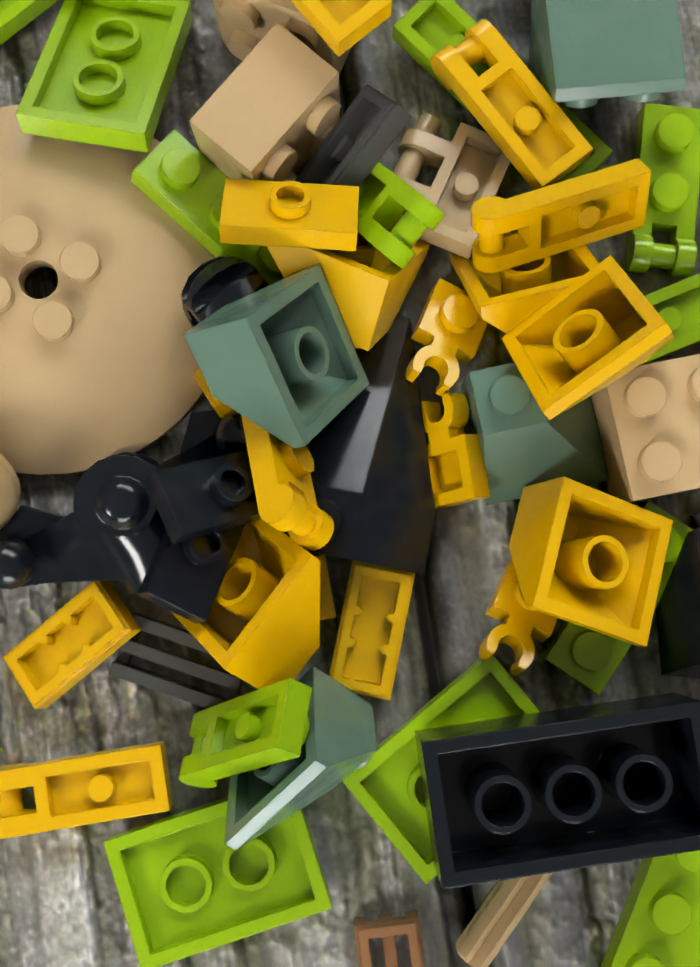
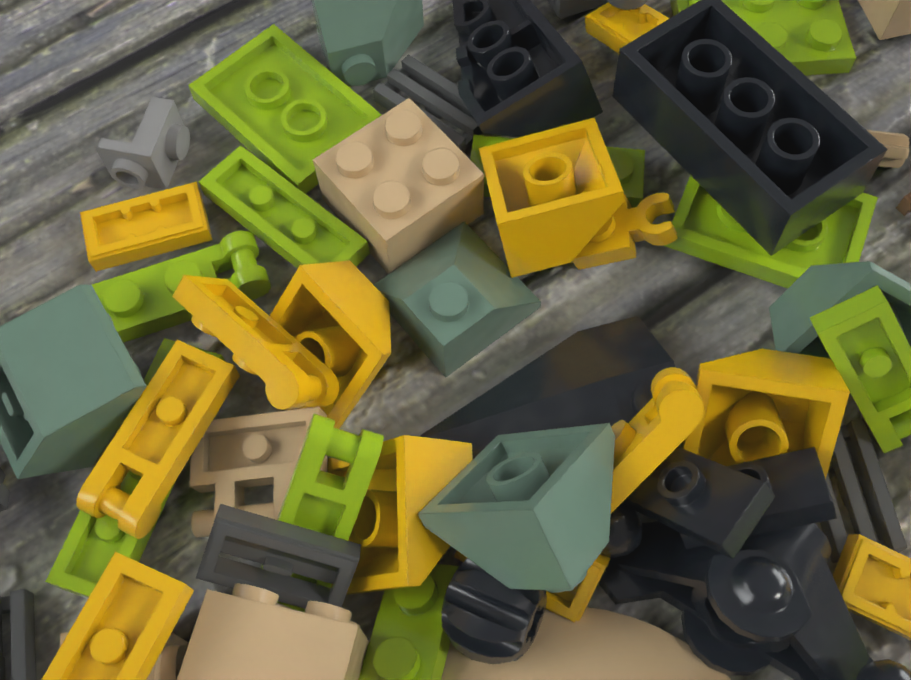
camera: 115 degrees left, 20 degrees down
(289, 214) = (382, 570): yellow plate -> none
(371, 629) = (714, 331): yellow plate -> none
(450, 334) = (404, 397): yellow plate -> none
(453, 456) = (520, 338): yellow plate -> none
(586, 338) = (374, 245): yellow slope -> none

